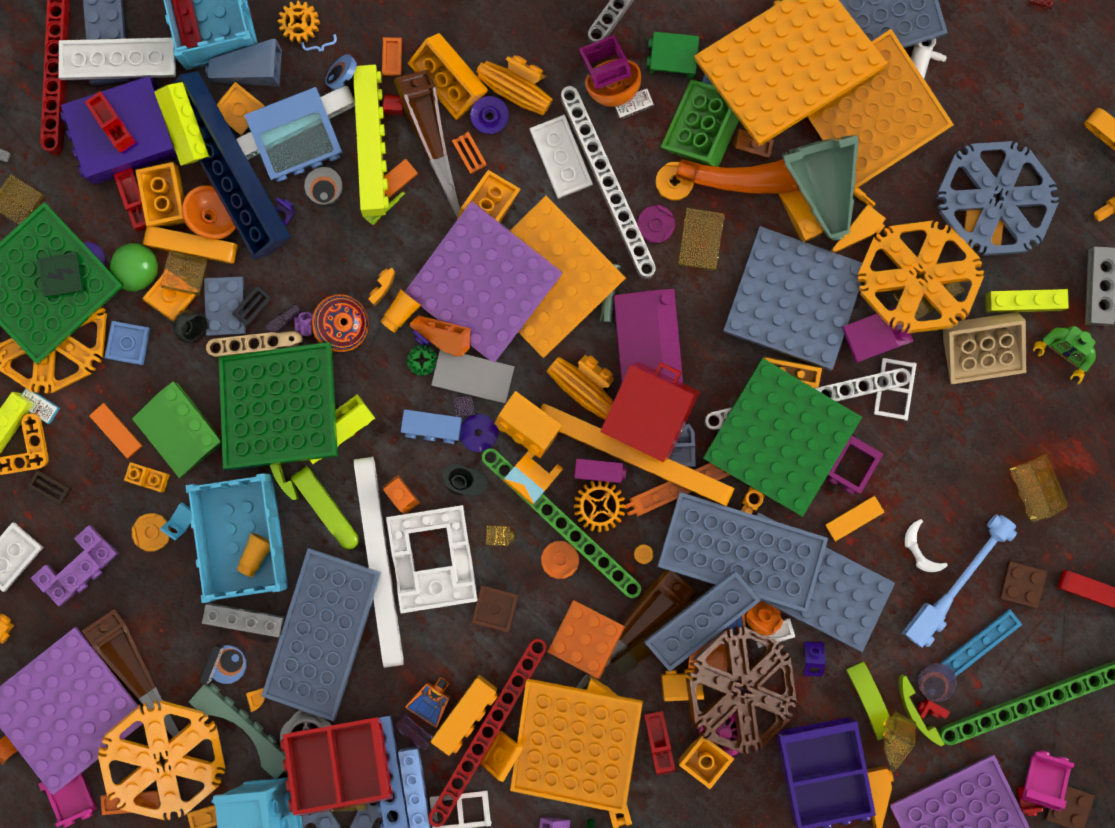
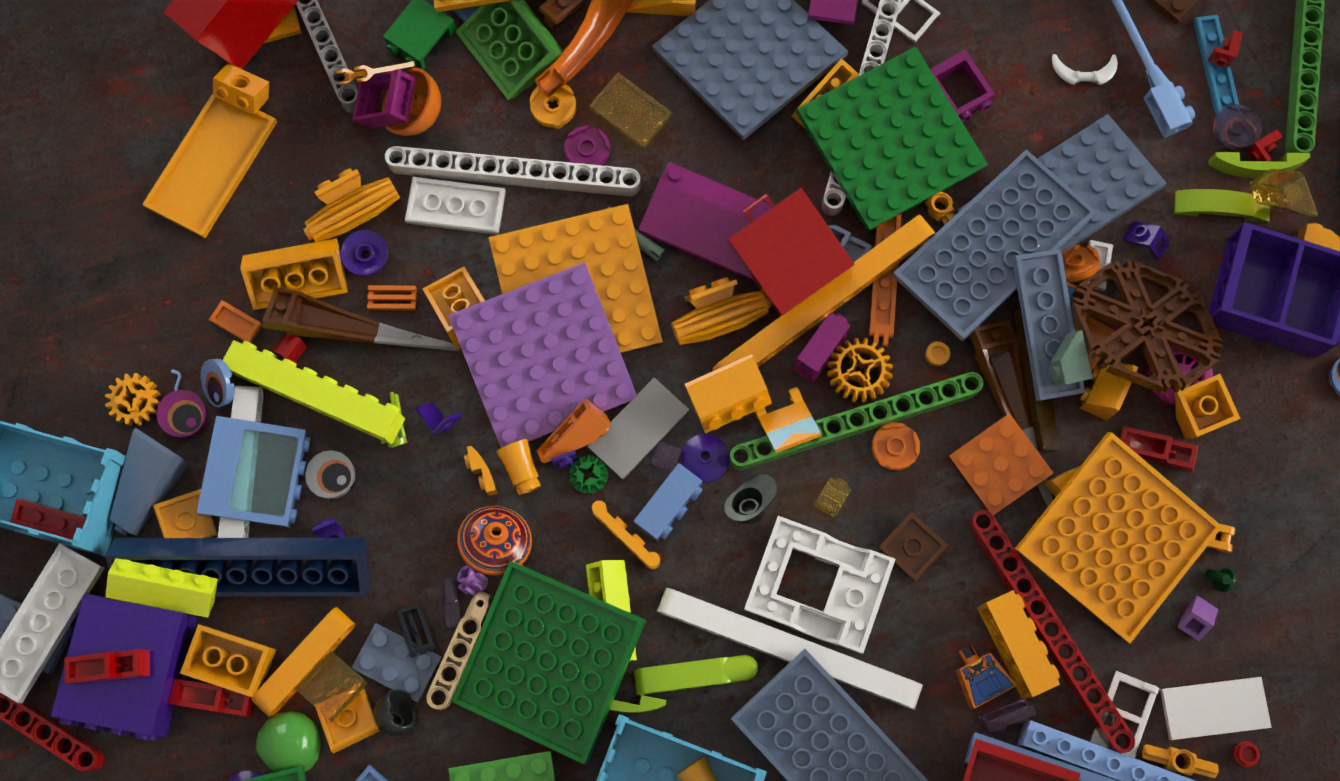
camera: 55 degrees left, 10 degrees down
(205, 202) = (267, 615): orange dish -> none
(308, 60) = (182, 413): none -> tile
(394, 402) = (633, 543): none -> light orange plate
(399, 177) = (371, 382): orange tile -> none
(400, 233) = (434, 420): none -> dark purple bracket
(400, 495) = (725, 579): orange torso -> none
(501, 756) = (1088, 628): light orange plate -> none
(622, 42) = (368, 72): none -> light orange flag
(641, 102) = (449, 93): tile -> none
(682, 649) = (1071, 360): none -> sand green slope
(854, 518) = (1016, 118): light orange tile -> none
(996, 645) = (1228, 52): none -> red bracket

